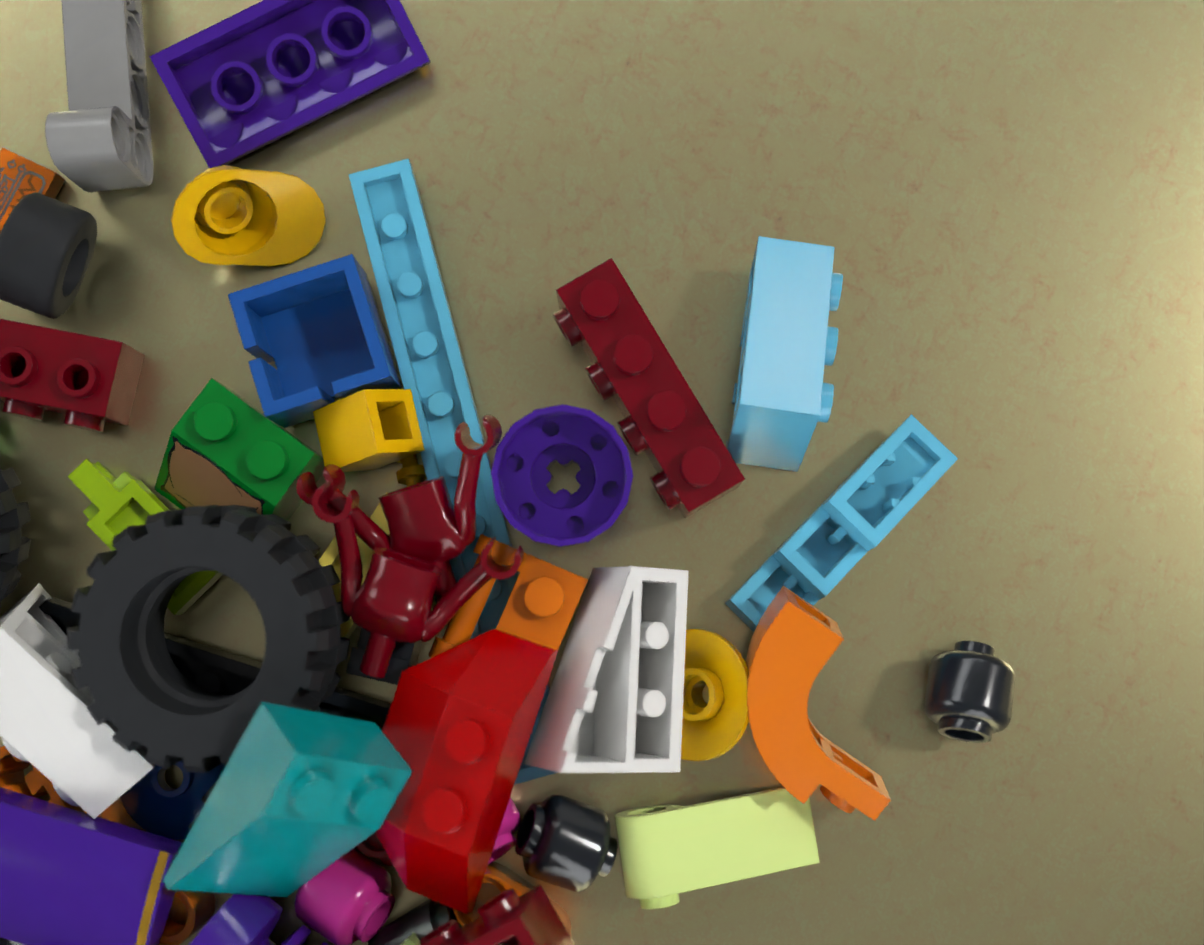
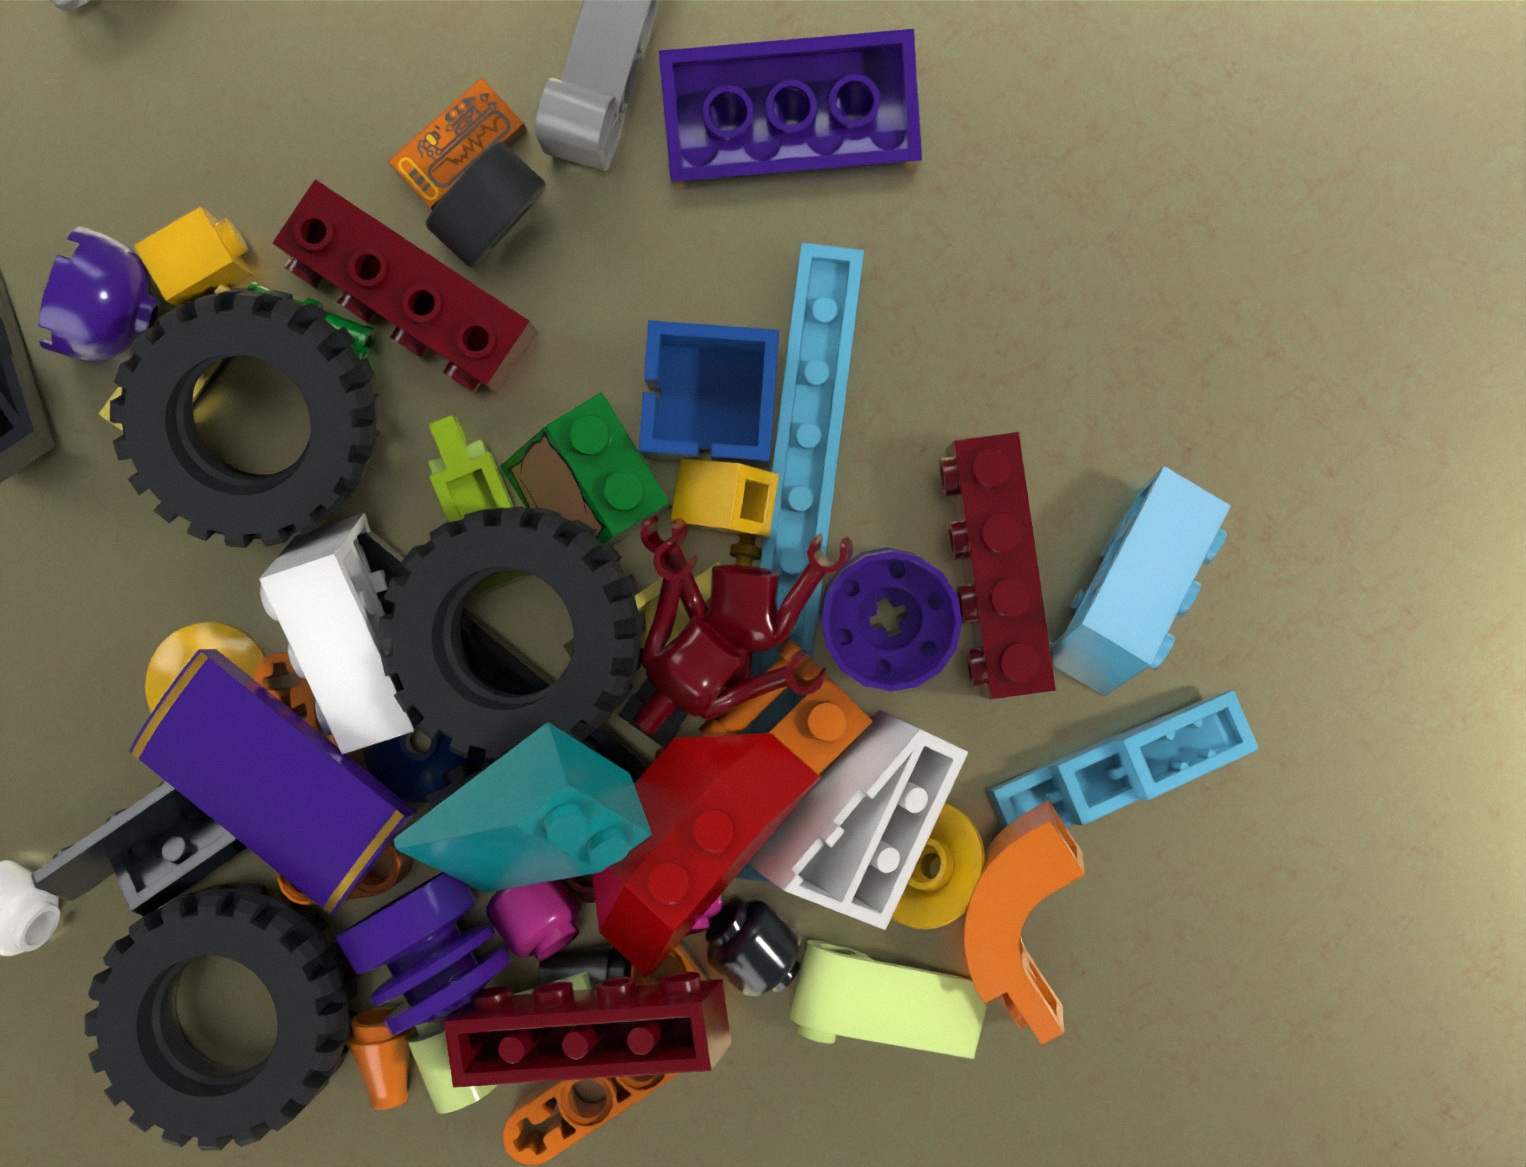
camera: 15 degrees right, 5 degrees up
(247, 217) = (690, 244): yellow piece -> none
(969, 692) = (1176, 965): black head -> none

